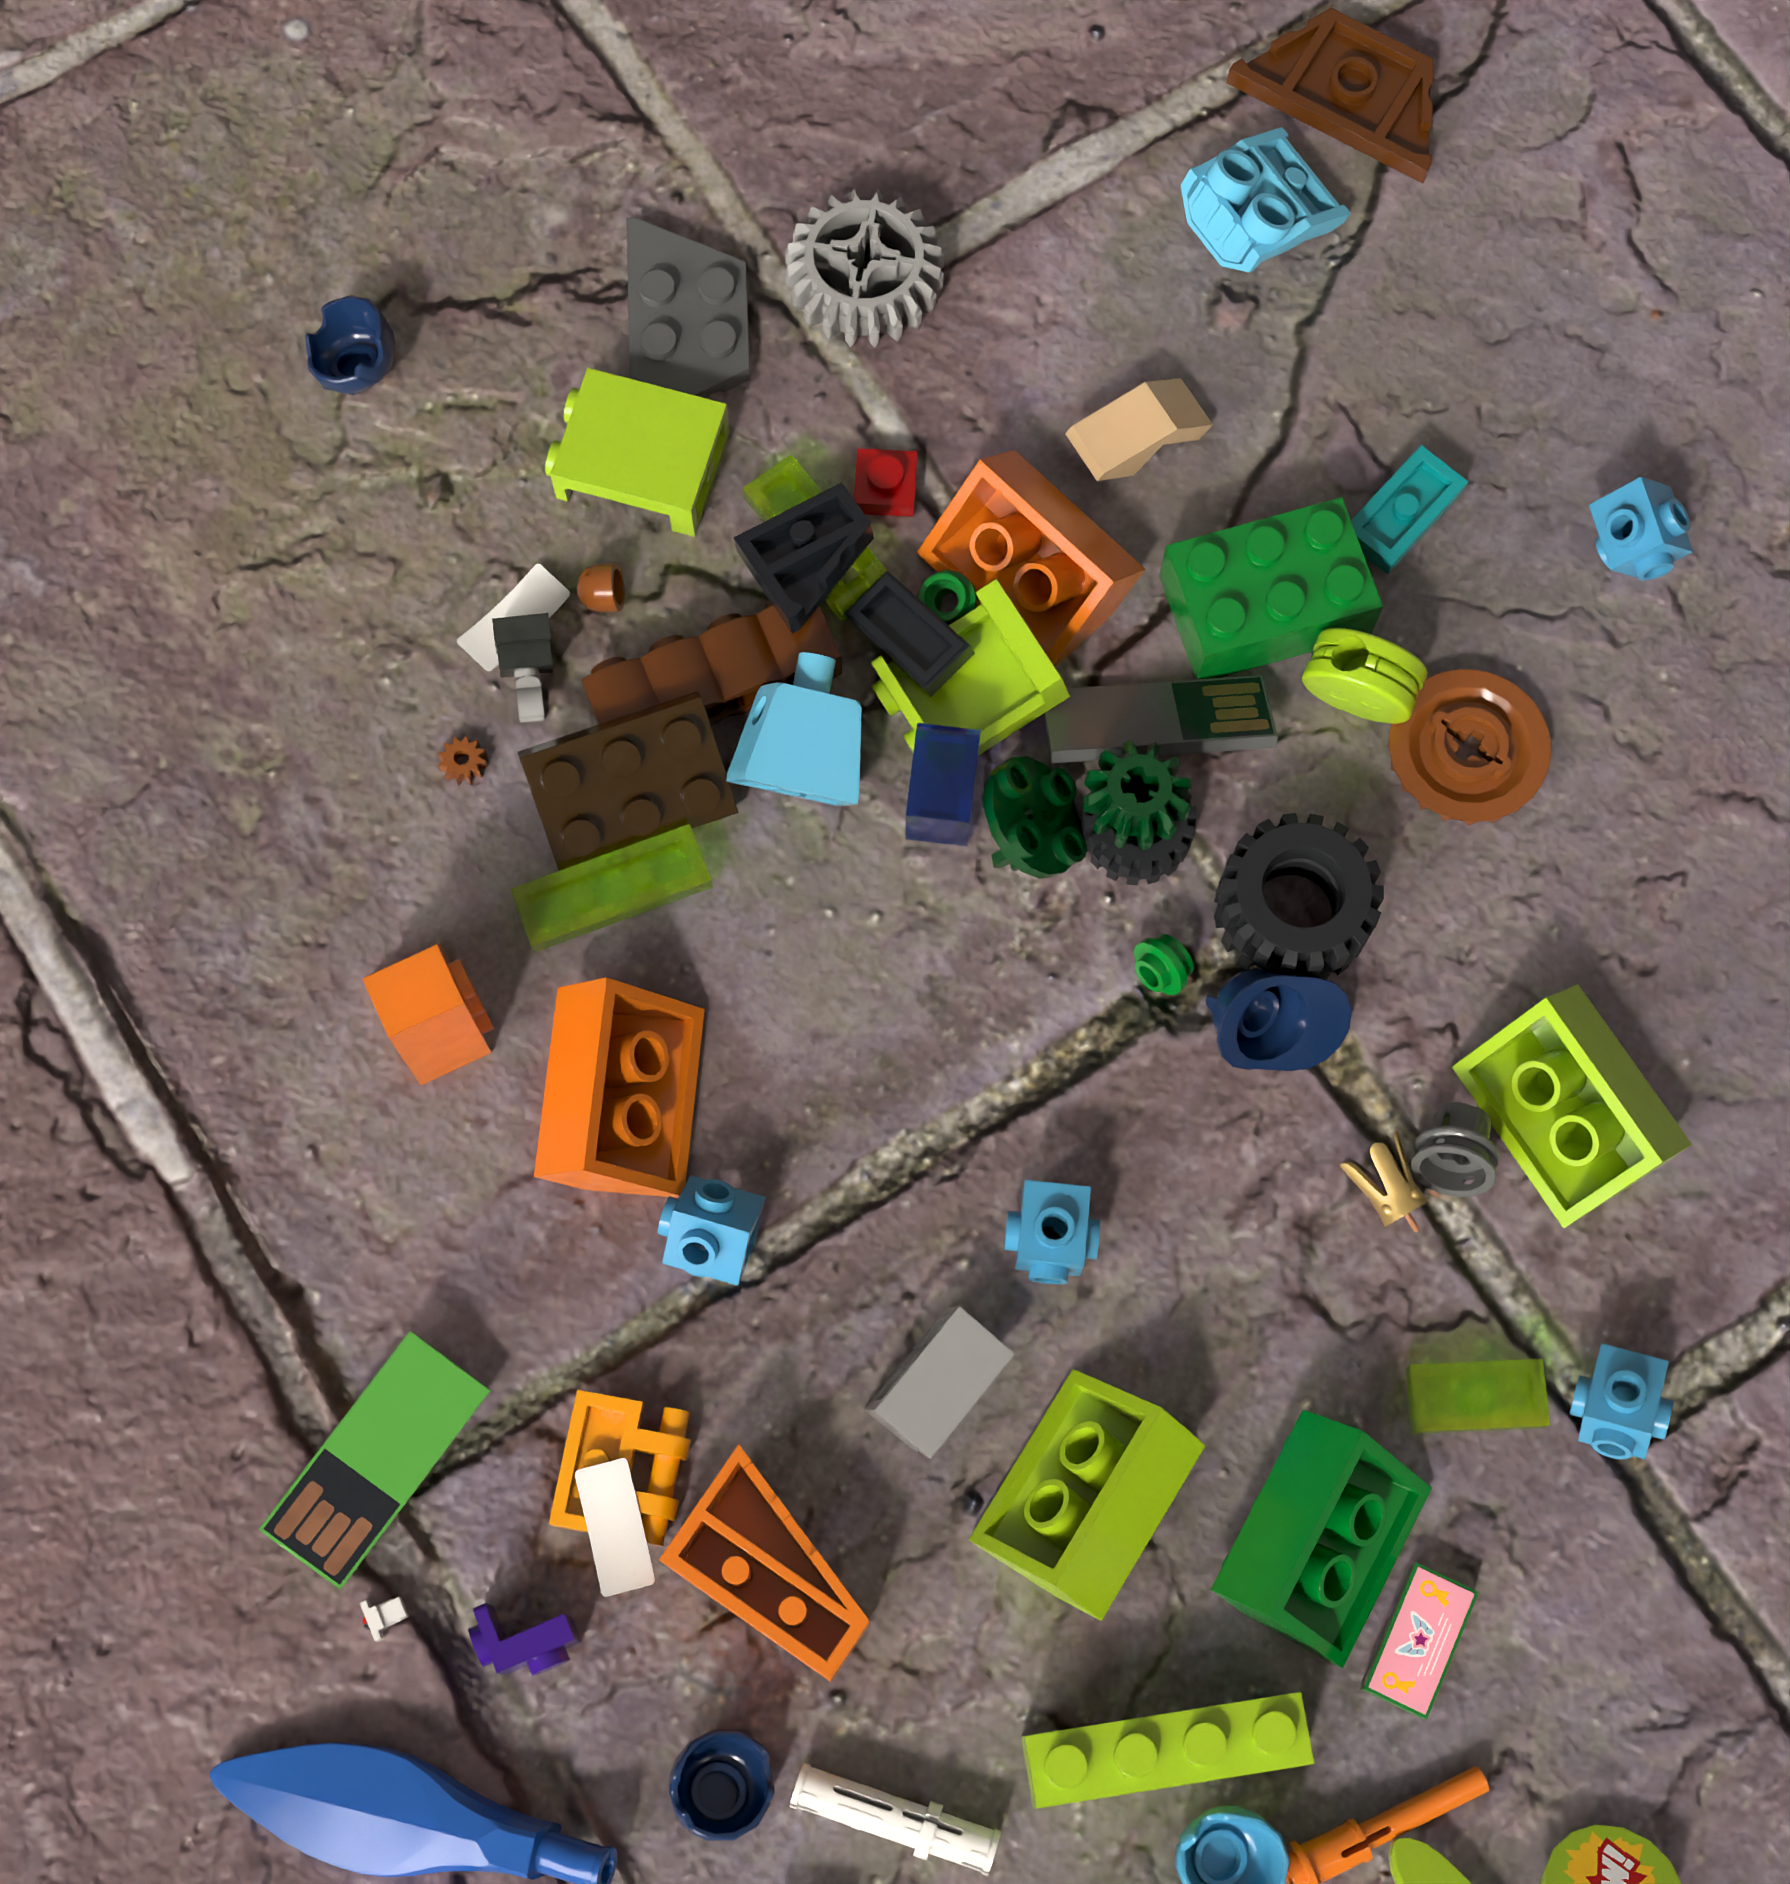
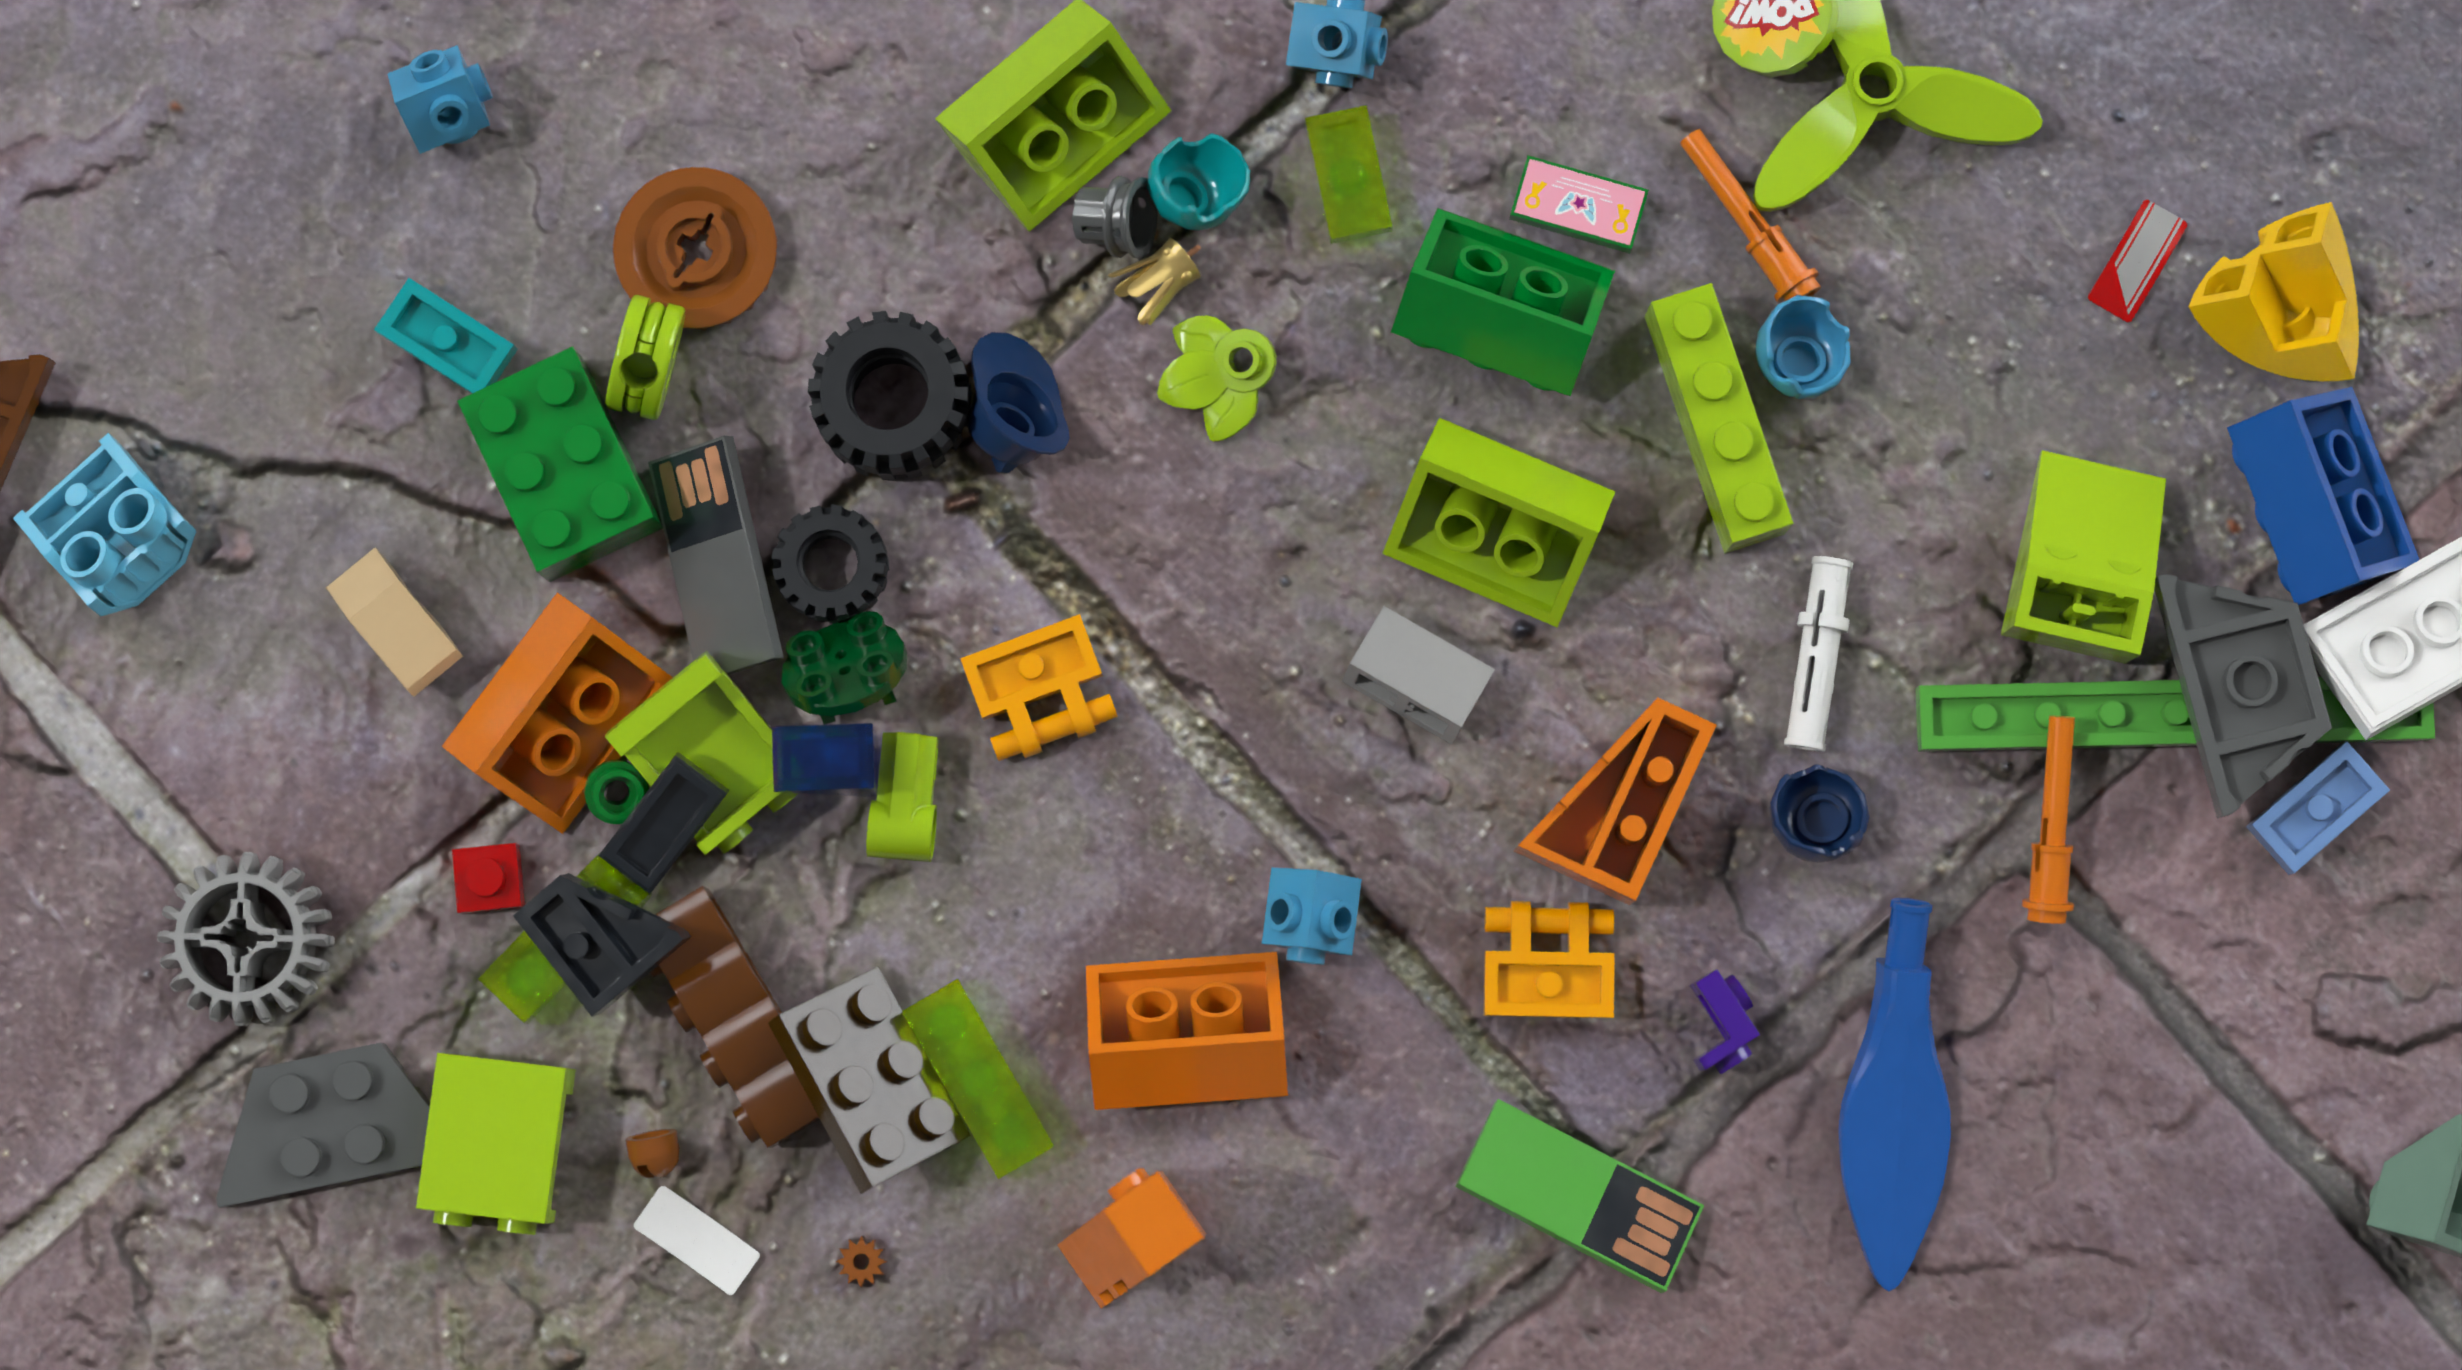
camera: 95 degrees left, 10 degrees up
(382, 1616) = (1720, 1160): white piece -> none
(525, 652) = (738, 1216): pearl dark grey piece -> none
(615, 1527) = (1607, 953): white sticker -> none
(802, 738) = (800, 910): medium azure torso -> none
(880, 855) = (903, 816): none -> lime piece
(1005, 1000) = (1031, 669): none -> light orange plate
(1058, 1209) = (1261, 563): dark azure brick -> none
(1153, 781) = (794, 556): dark green gear -> none
(1163, 964) = (973, 520): green plate -> none
(1281, 1220) = (1209, 379): none -> lime plate
(1484, 1236) = (1198, 182): none -> teal hair

